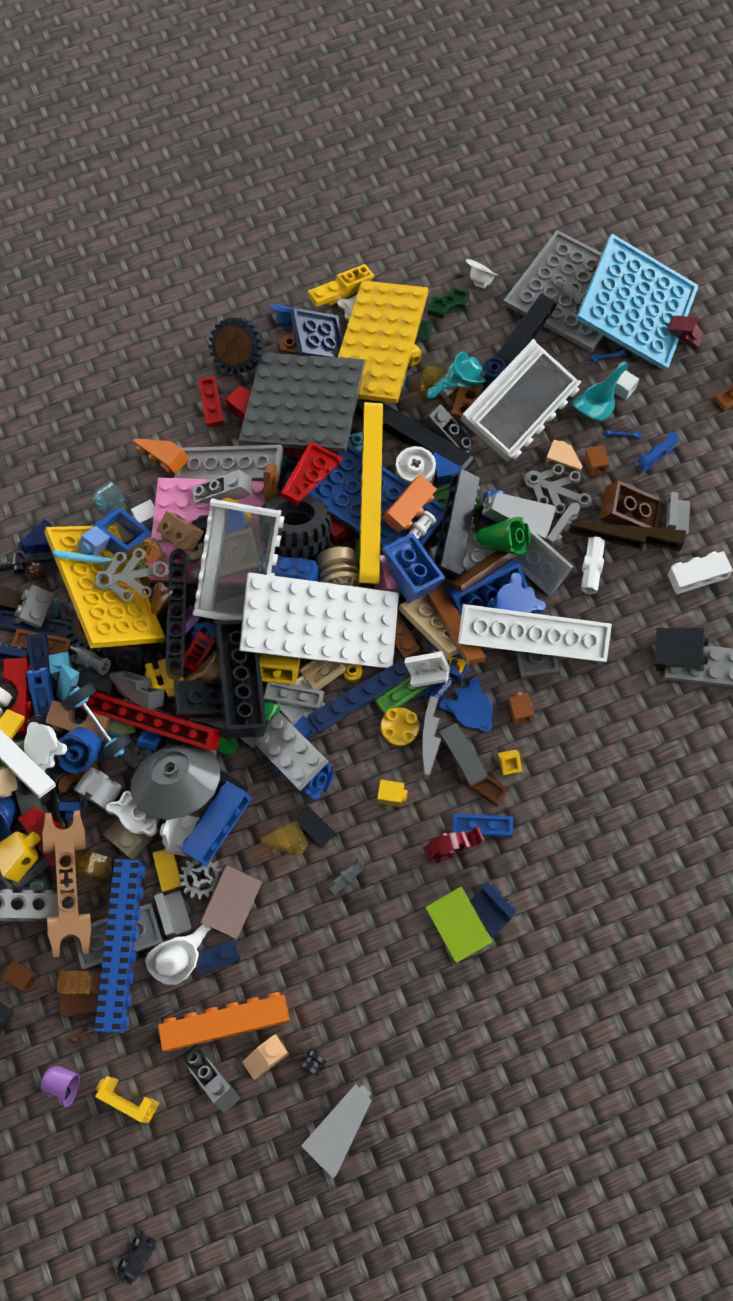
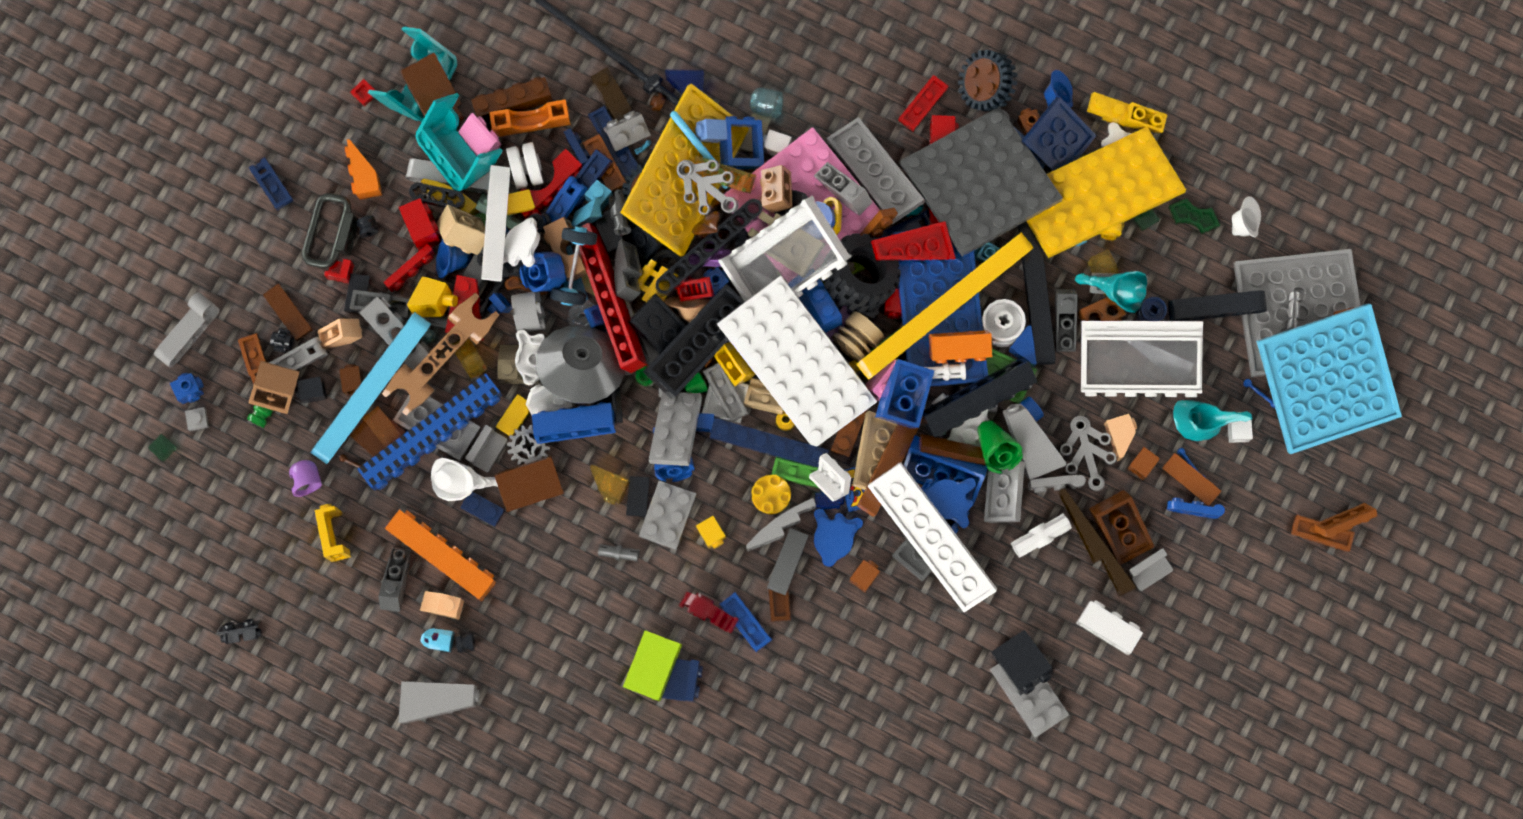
camera: 50 degrees right, 10 degrees up
(40, 965) = (370, 388): none -> medium azure beam
(164, 452) = (841, 112): orange slope -> none
(291, 1085) = (438, 639): none -> medium azure rock
(349, 816) = (667, 515): none -> light grey plate
(510, 762) = (814, 602): yellow slope -> none
(633, 440) = (1191, 479): none -> dark orange tile
(685, 329) = (1341, 441): dark red slope -> none

